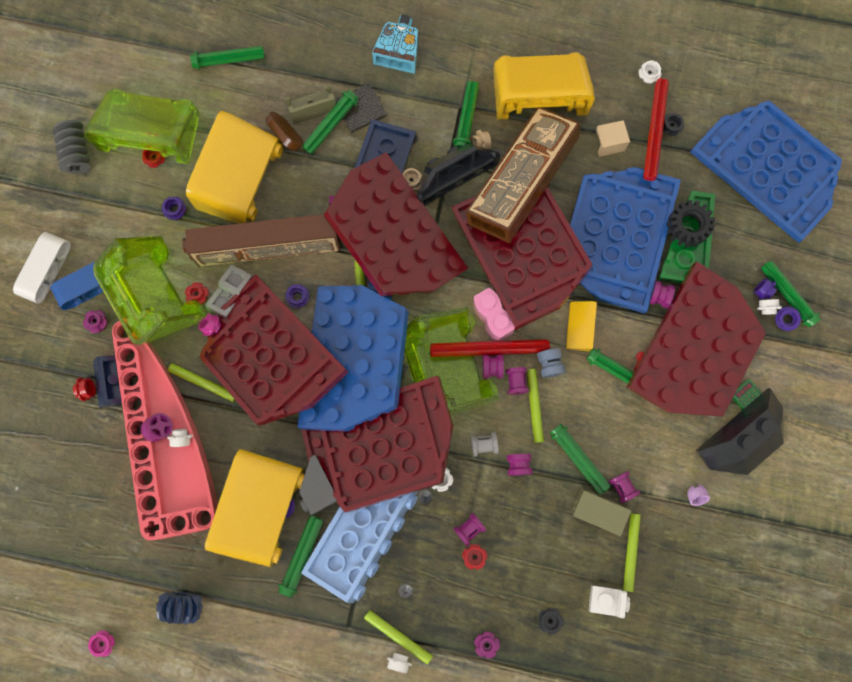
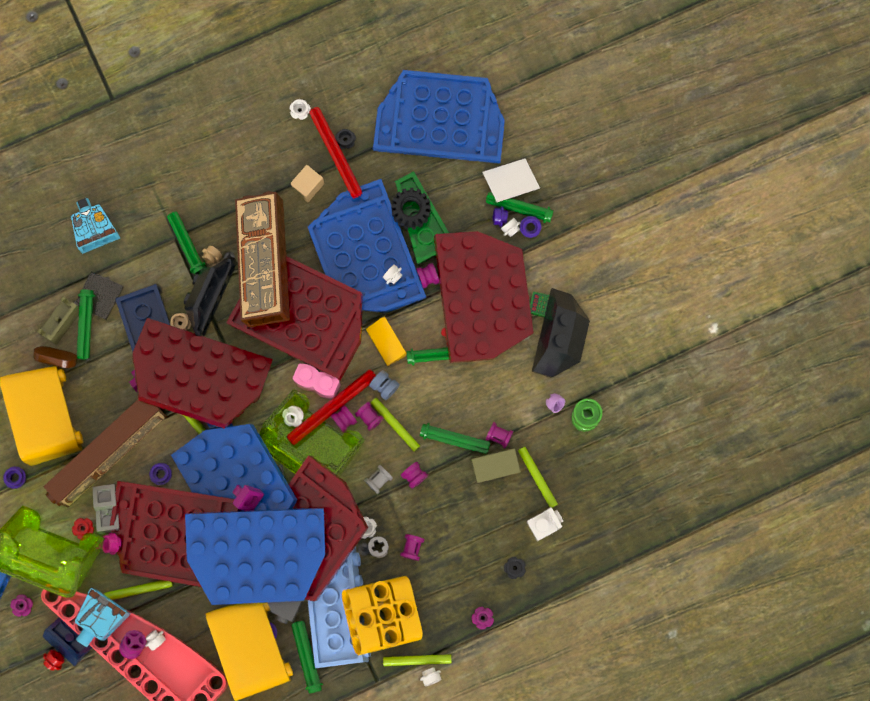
camera: 35 degrees left, 0 degrees up
(146, 380) = (99, 617): none -> medium azure torso
(324, 429) = (255, 553): none -> blue plate
(353, 372) = (247, 497): none -> magenta tile
(373, 584) = (400, 627): none -> yellow connector
(445, 501) = (380, 540): none -> light grey bush
(454, 333) = (298, 416): none -> white plate
(478, 563) = (430, 570): red plate -> none
(542, 83) = (225, 178): yellow windscreen -> none
(631, 270) = (393, 274): none -> white plate
(721, 529) = (586, 415): none -> bright green wheel
(799, 264) = (511, 180): none -> white sticker

